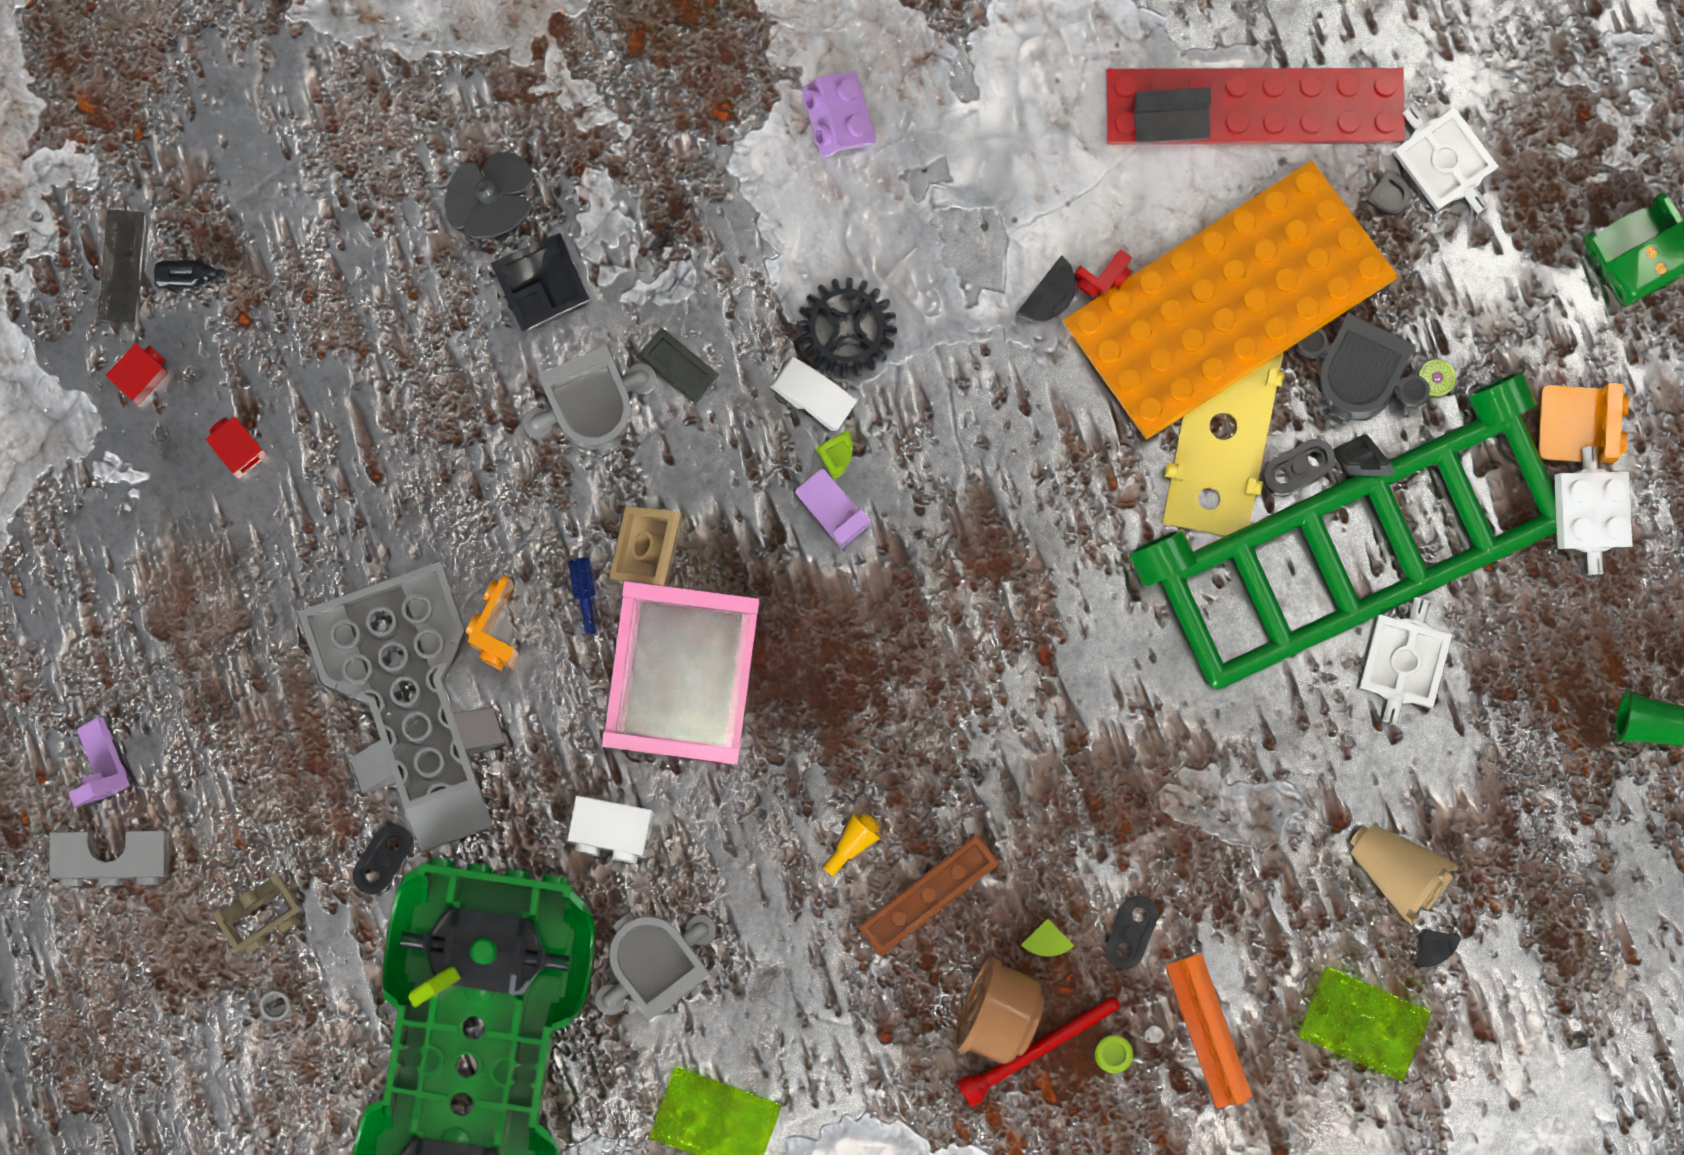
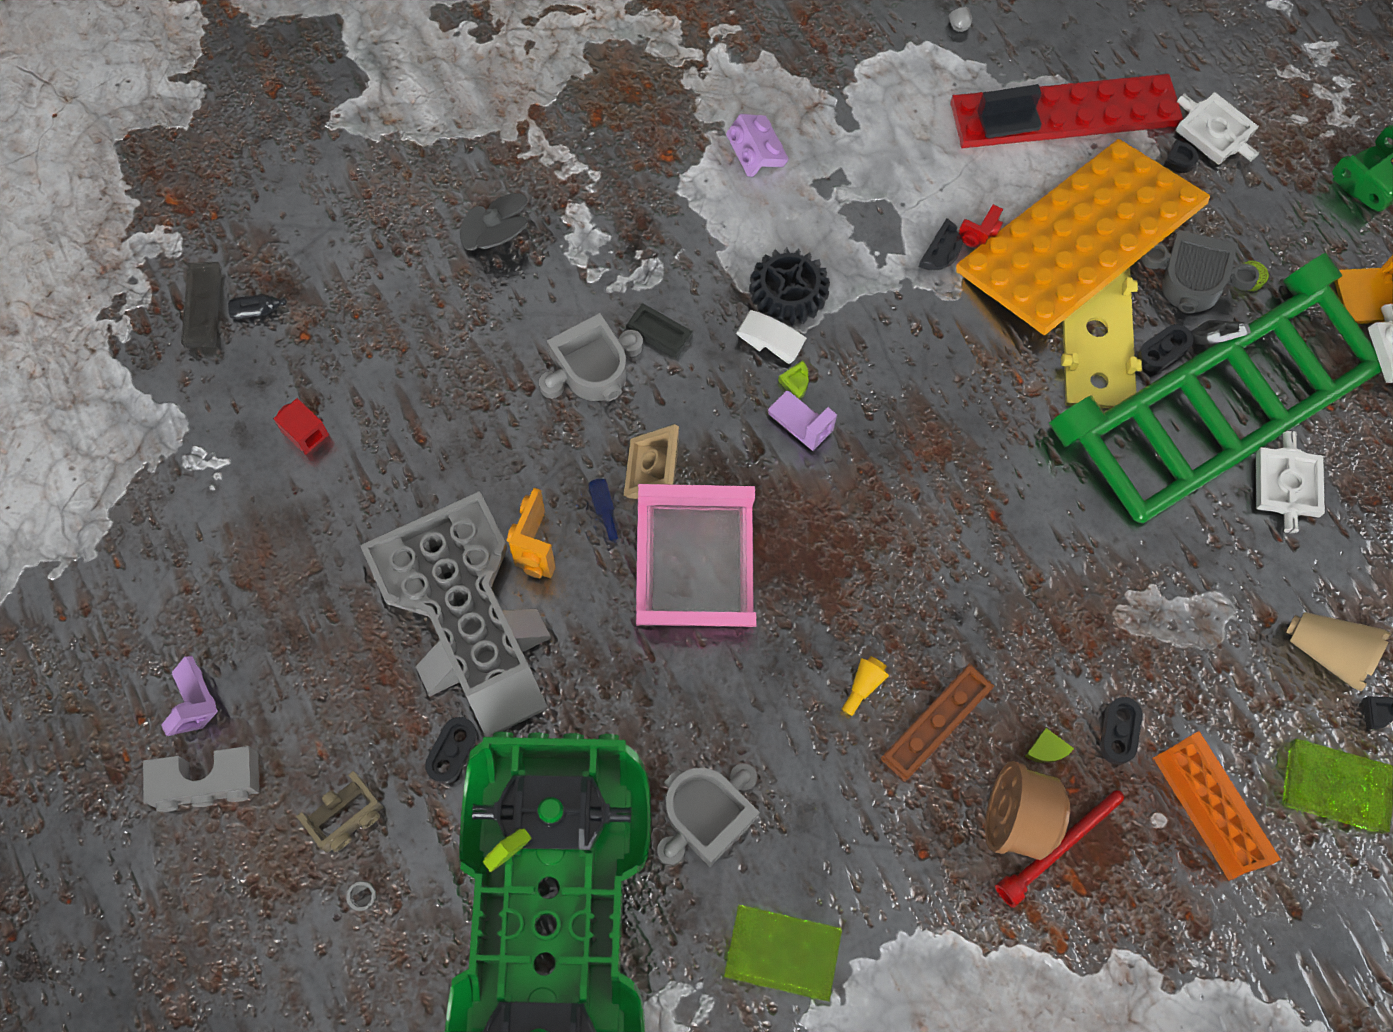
camera: 10 degrees left, 15 degrees down
(138, 373) = (216, 379): red brick -> none
(541, 281) = (541, 280): black plate -> none
(610, 828) = (652, 693): white brick -> none
(1113, 1054) = (1129, 841): lime tile -> none

